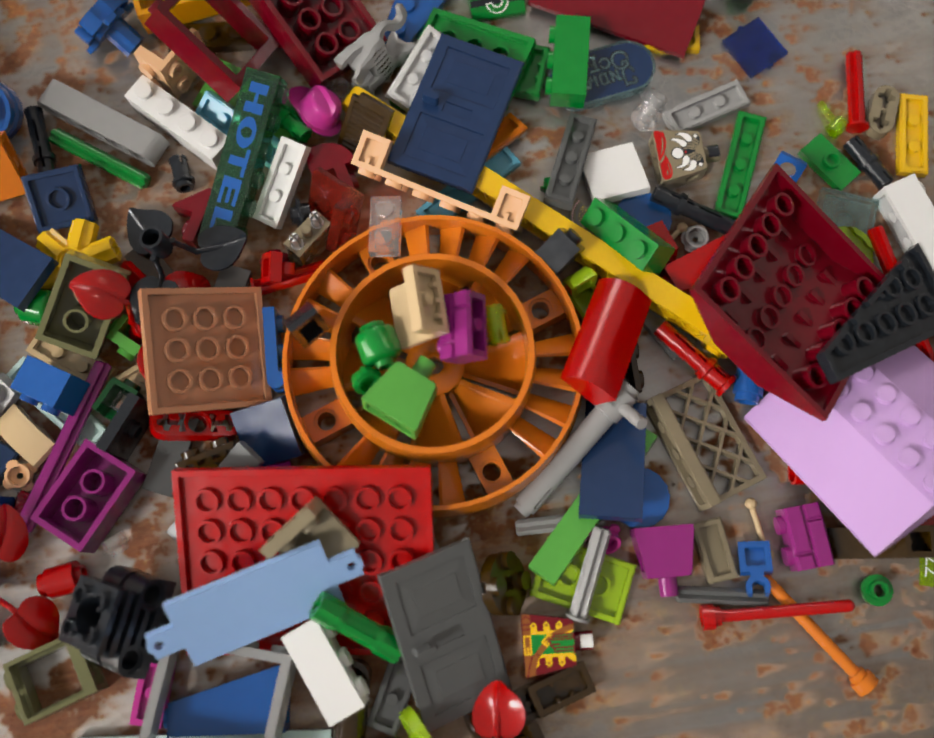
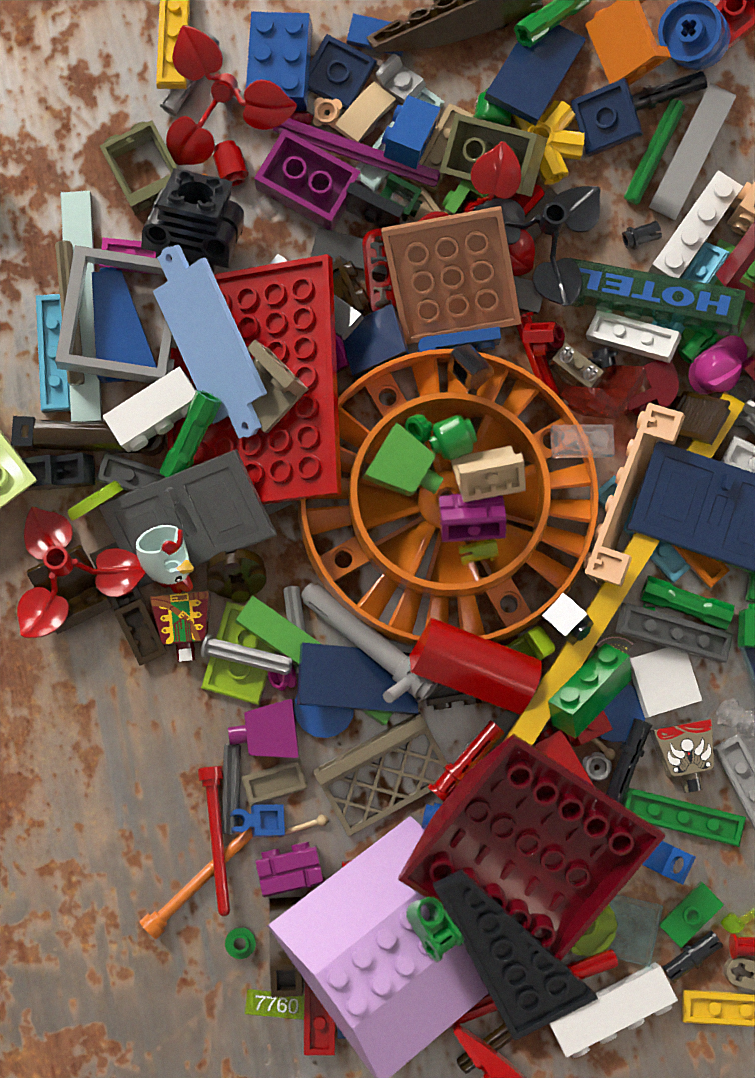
camera: 85 degrees right, 5 degrees up
(194, 209) = (604, 252): dark red slope -> none
(487, 658) = (165, 557): none -> light aqua piece
(548, 132) = (708, 610): none -> green axle
(876, 383) = (437, 933): none -> green piece

